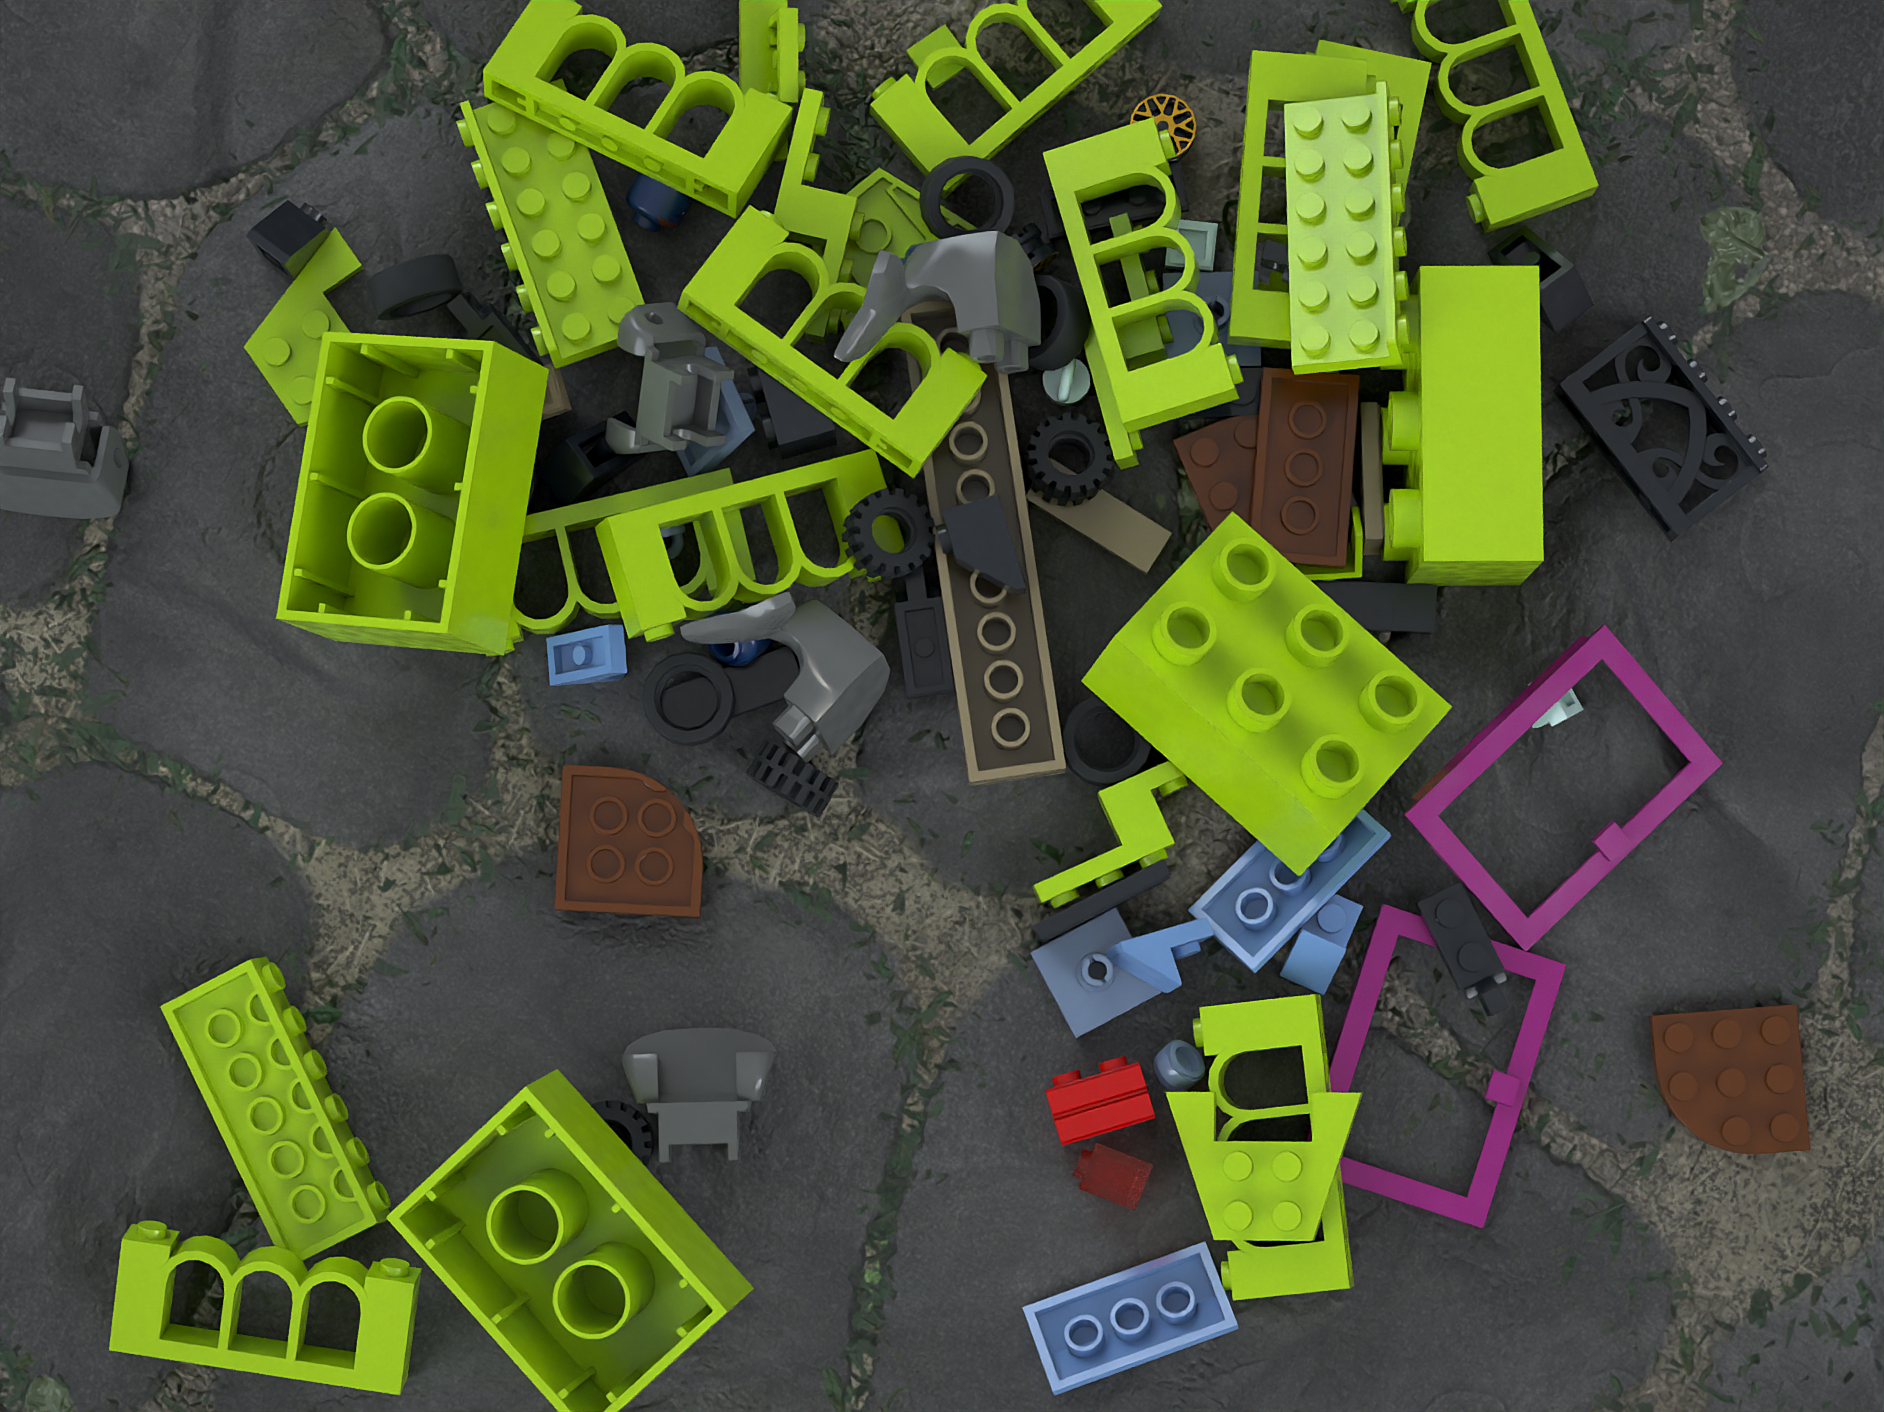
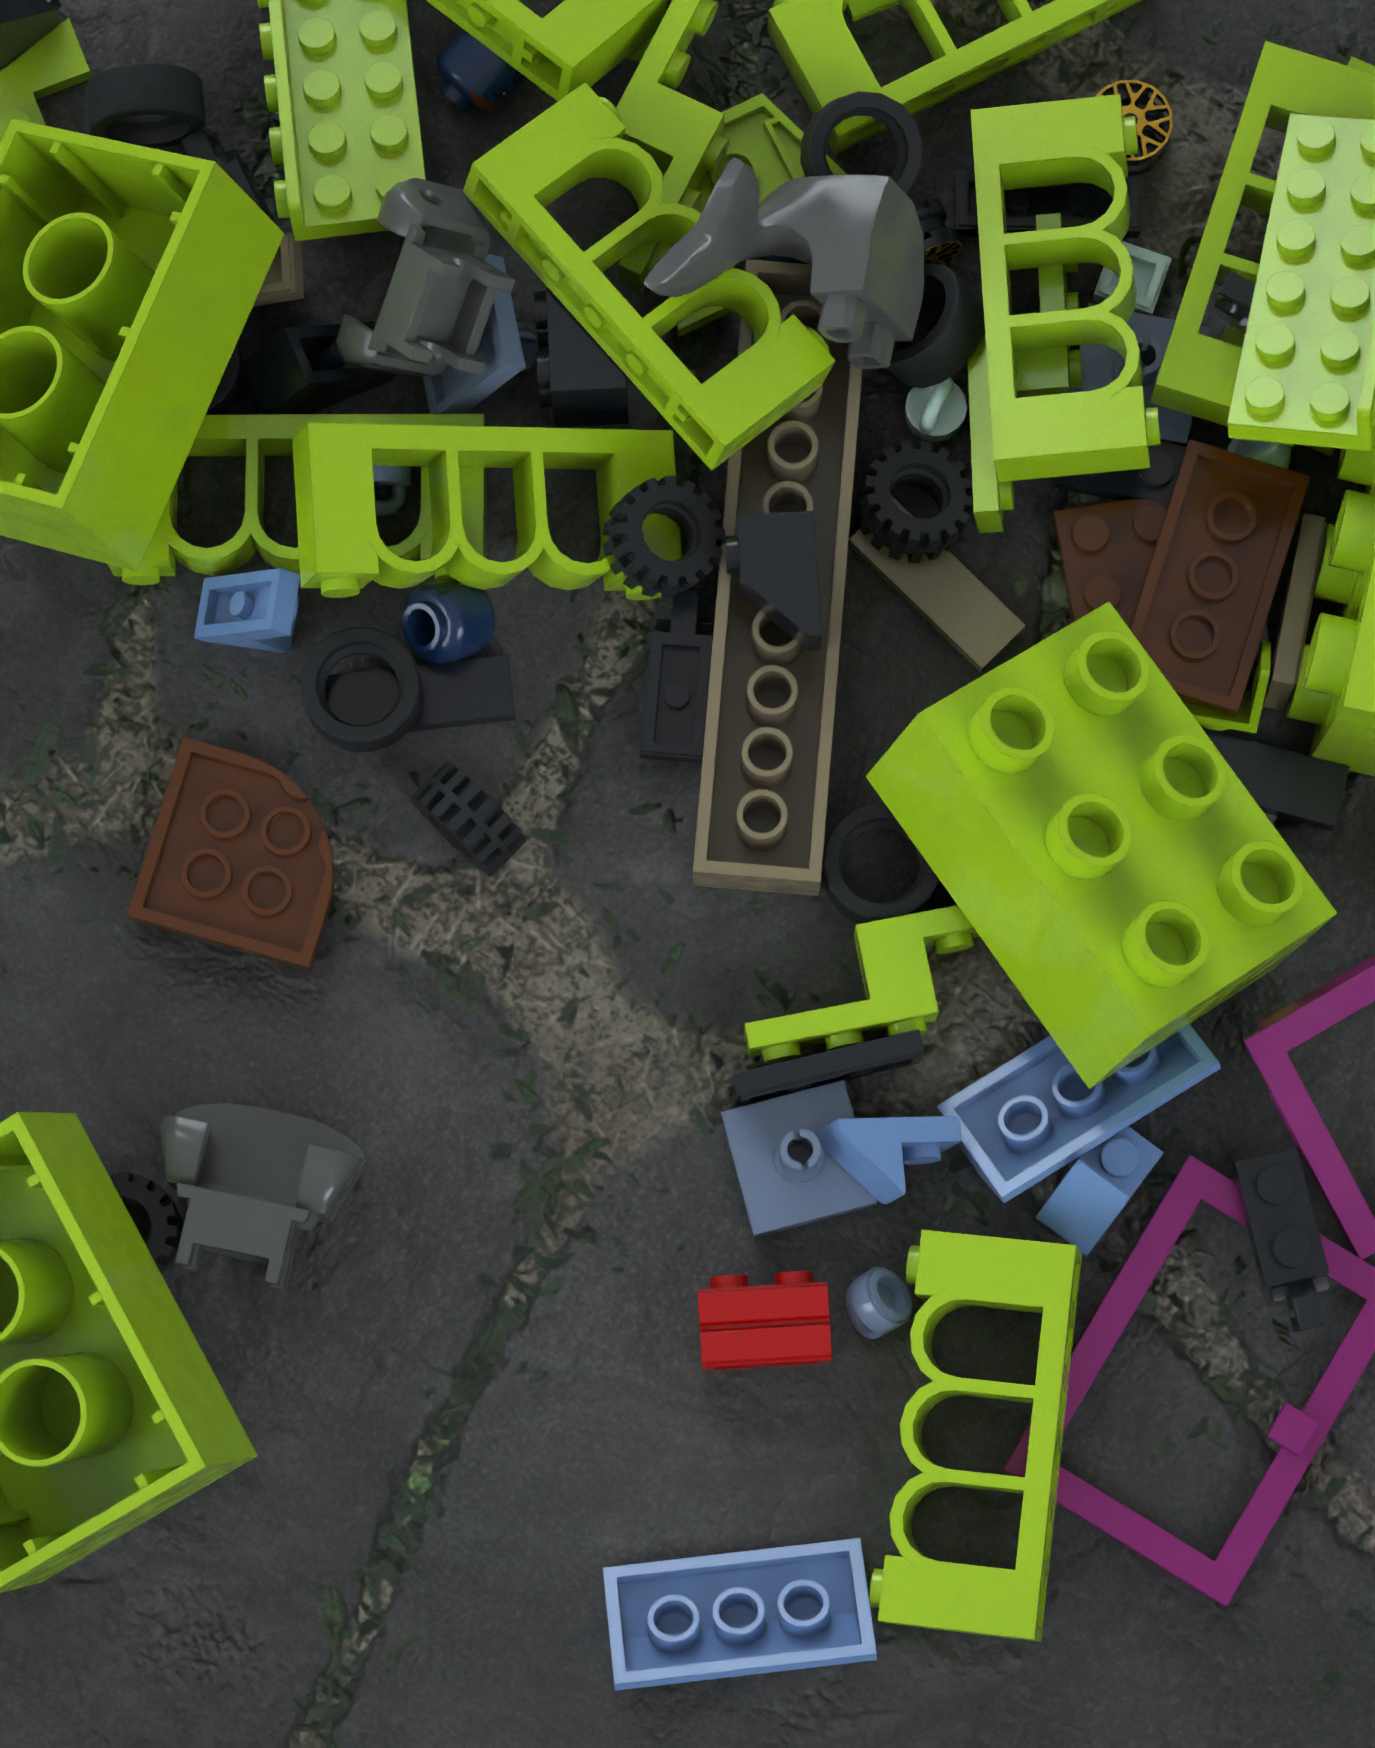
camera: 15 degrees right, 5 degrees down
(837, 676) = (561, 690): dark grey hips -> none
(1112, 1175) = (758, 1421): clear red slope -> none
(1264, 1185) = (954, 1479): lime wing -> none

